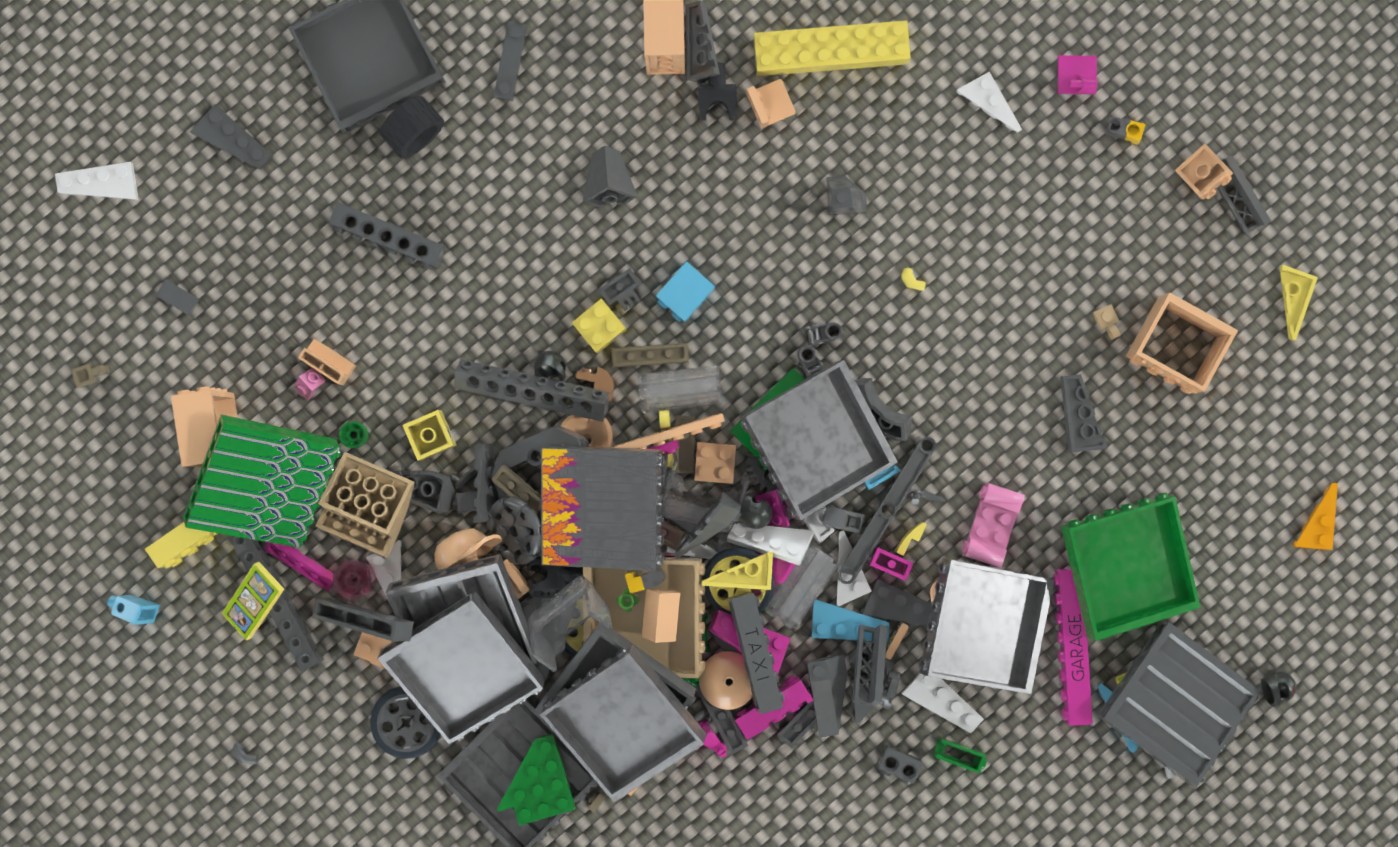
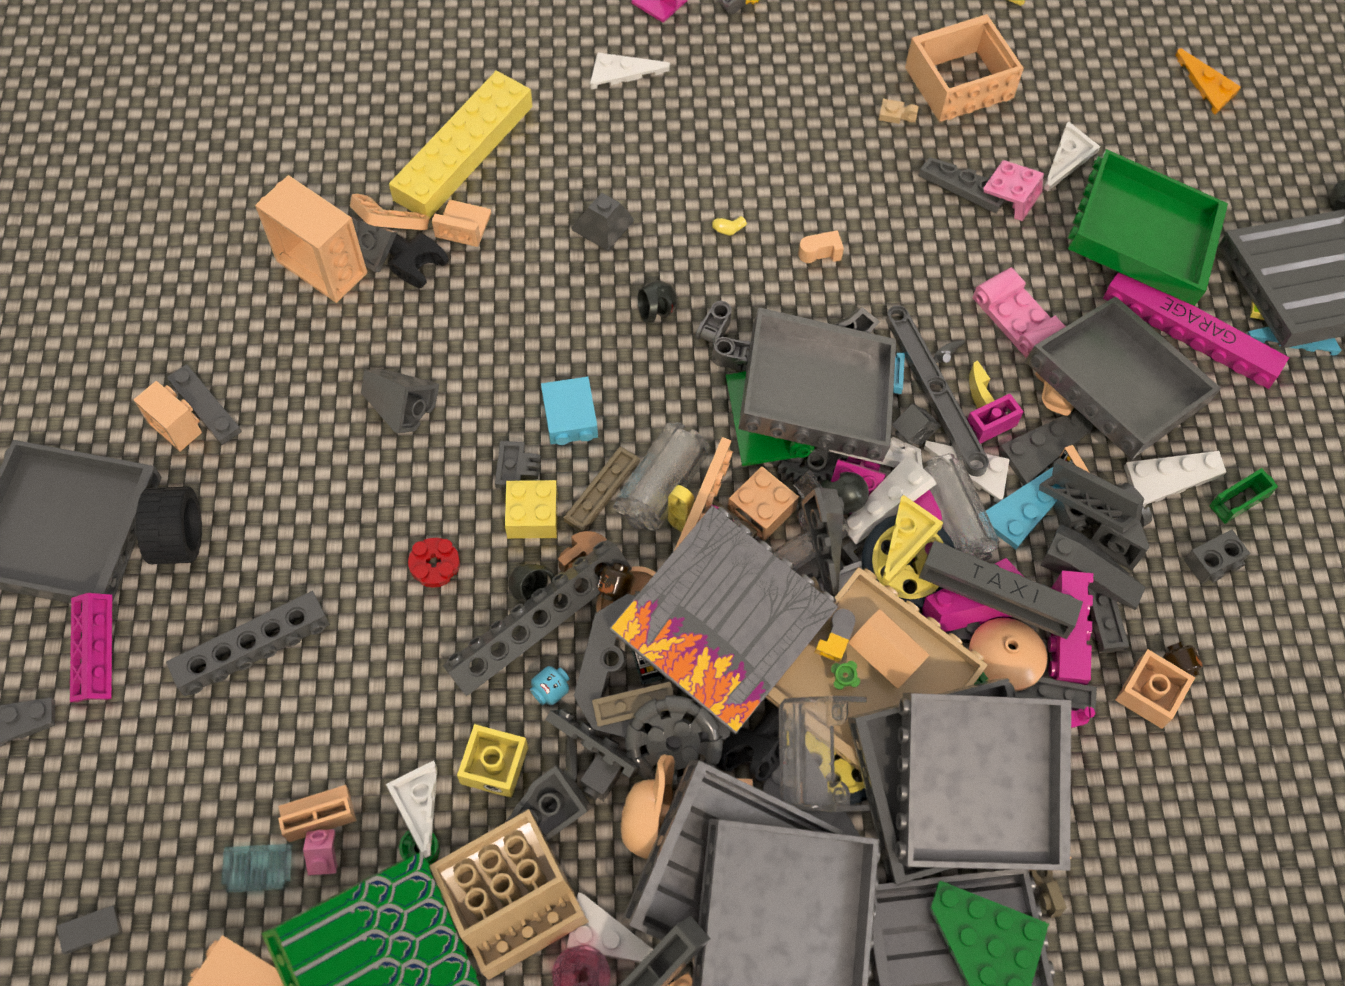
camera: 55 degrees left, 25 degrees down
(276, 354) = (256, 867): none -> clear light blue window
(313, 150) = (94, 647): none -> dark pink fence
(376, 409) = (415, 800): none -> white wing
(480, 53) = (168, 415): none -> light nougat brick
(499, 429) = (550, 685): none -> medium azure head
(511, 295) = (444, 570): none -> red plate
(583, 421) = (615, 582): none -> dark brown head
(722, 50) = (376, 216): none -> light nougat beam
(773, 780) = (1155, 689): none -> light nougat brick
(807, 785) = (1184, 658): none -> dark brown head
(812, 279) = (656, 299): none -> pearl dark grey helmet
(942, 354) = (821, 246): none -> light nougat leg
(1099, 450) = (1016, 185): none -> bright pink bracket
(1167, 469) = (1072, 152): none -> white wing

